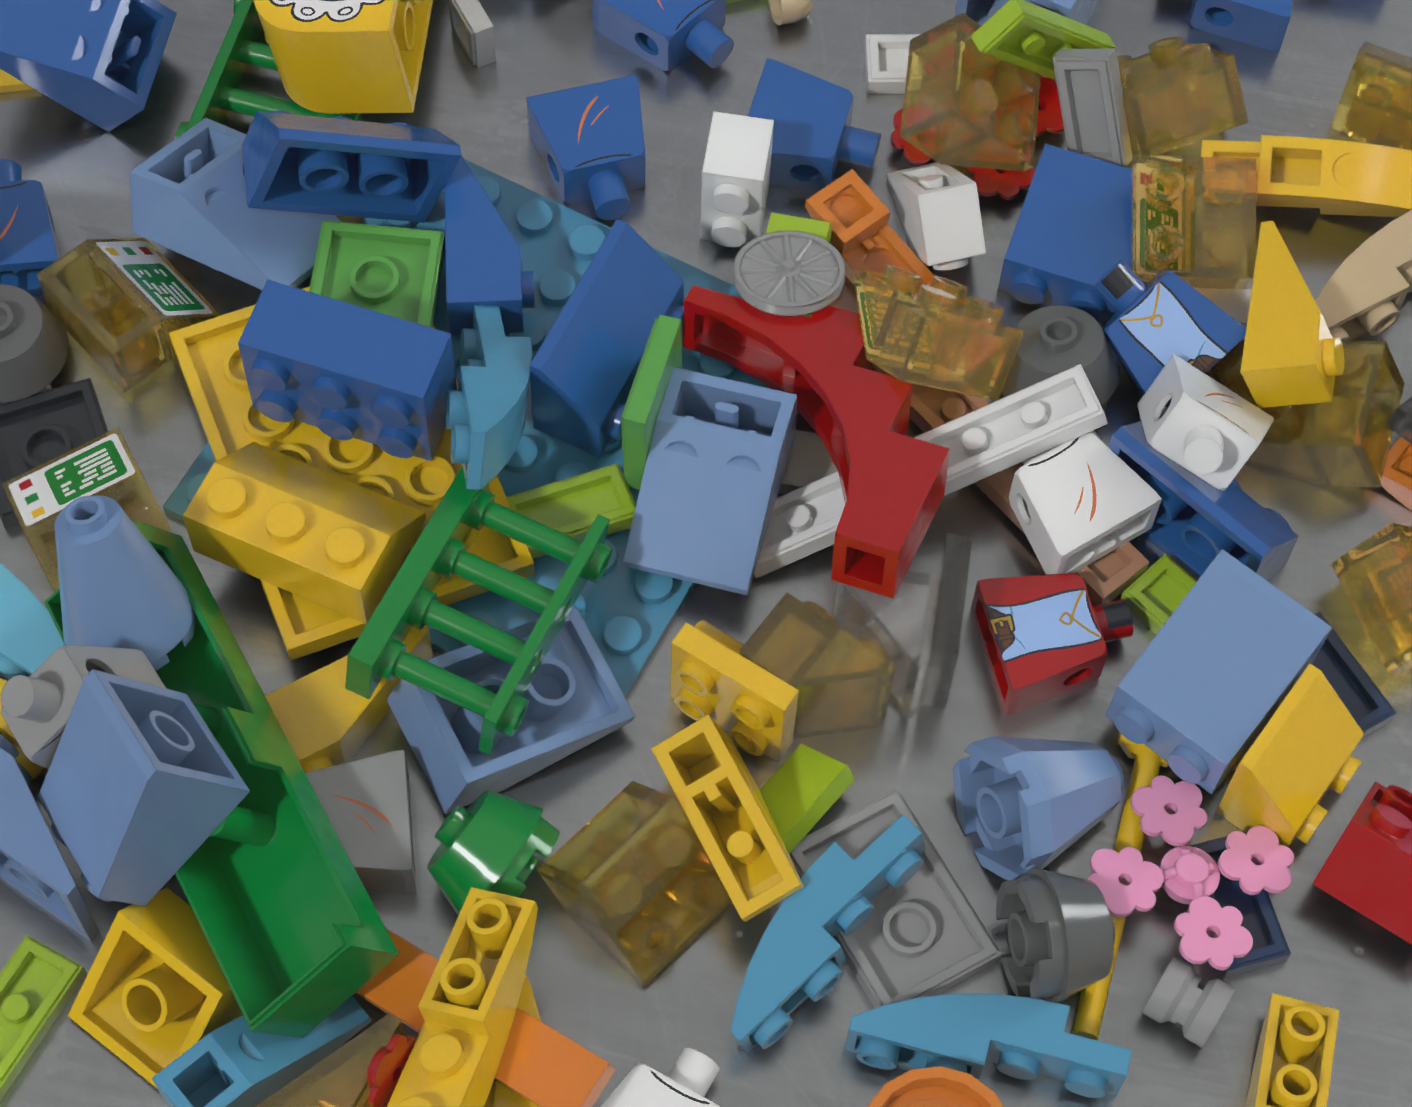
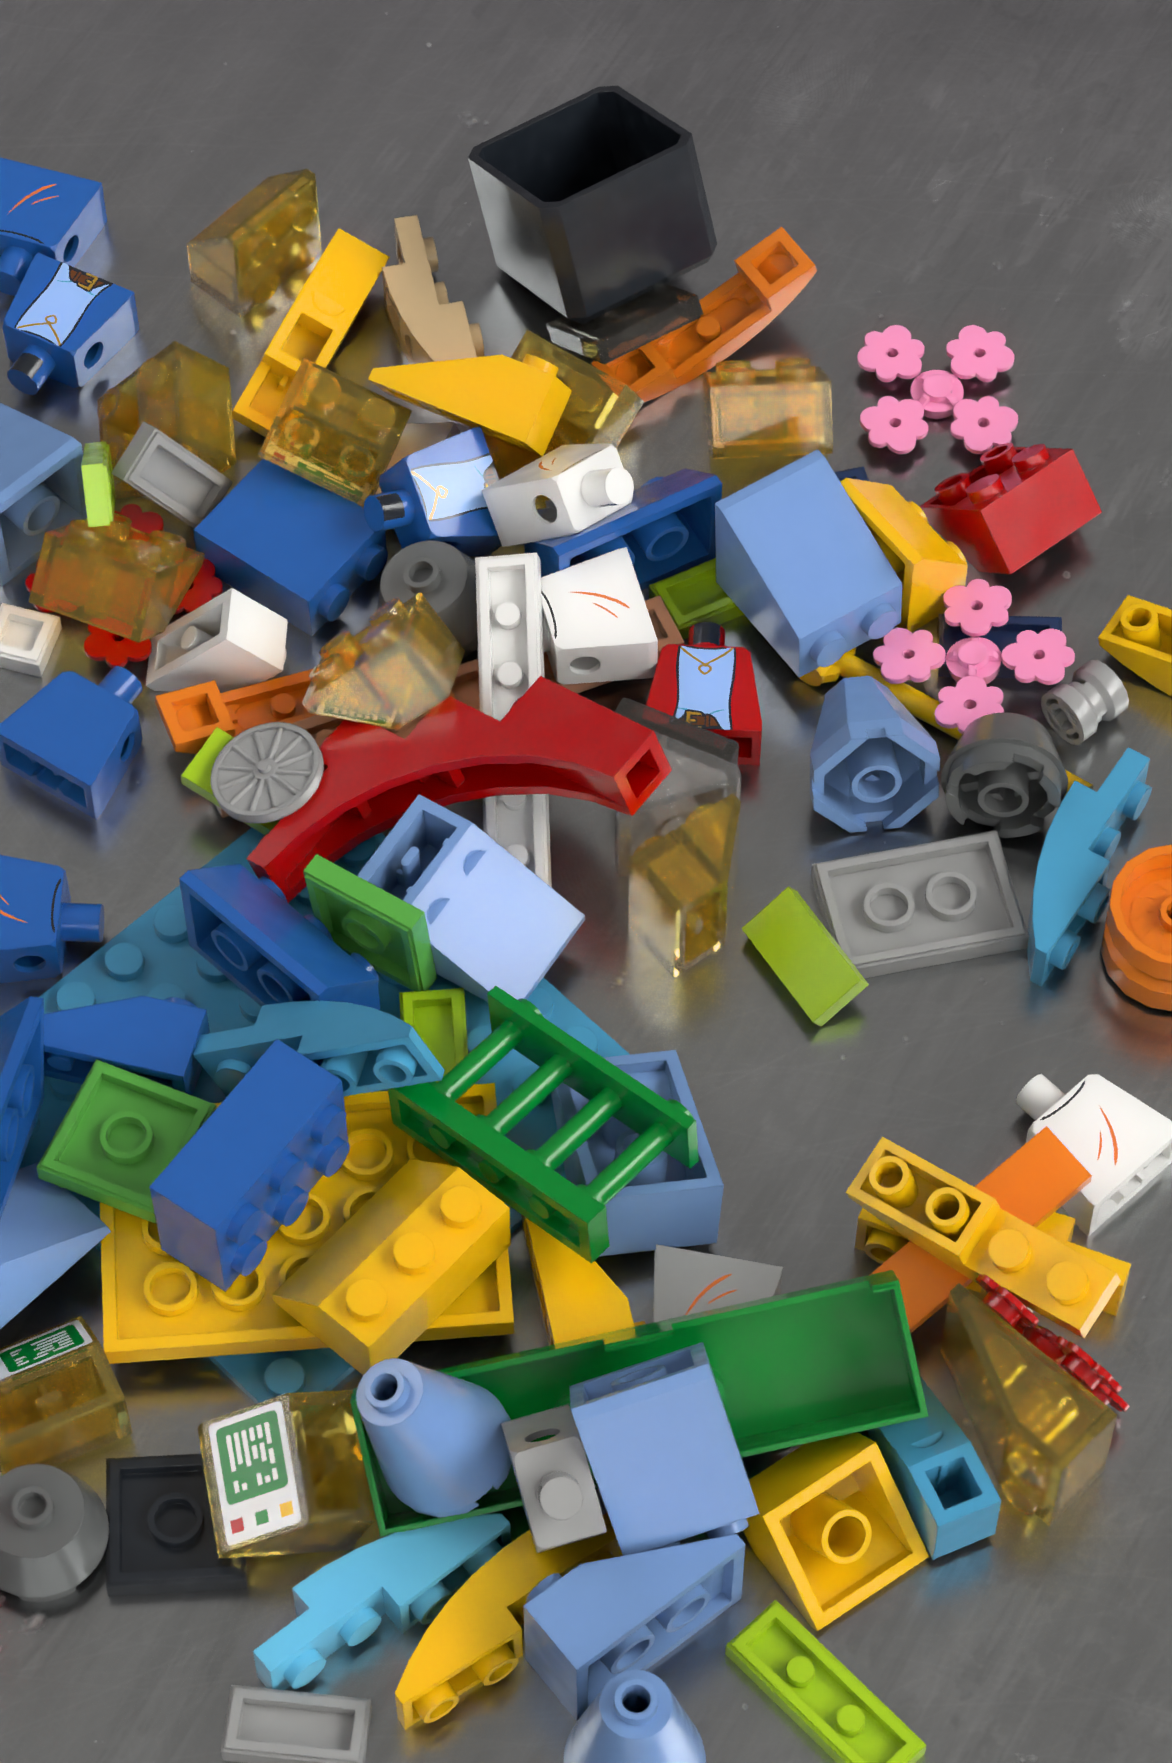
camera: 70 degrees left, 5 degrees down
(490, 847) = (790, 1195): green cone -> none
(637, 880) = (837, 1091): clear yellow slope -> none
(728, 816) = (817, 989): yellow slope -> none
(735, 179) = (129, 796): white brick -> none
(735, 692) = (681, 958): yellow plate -> none
(798, 947) = (950, 975): dark azure slope -> none

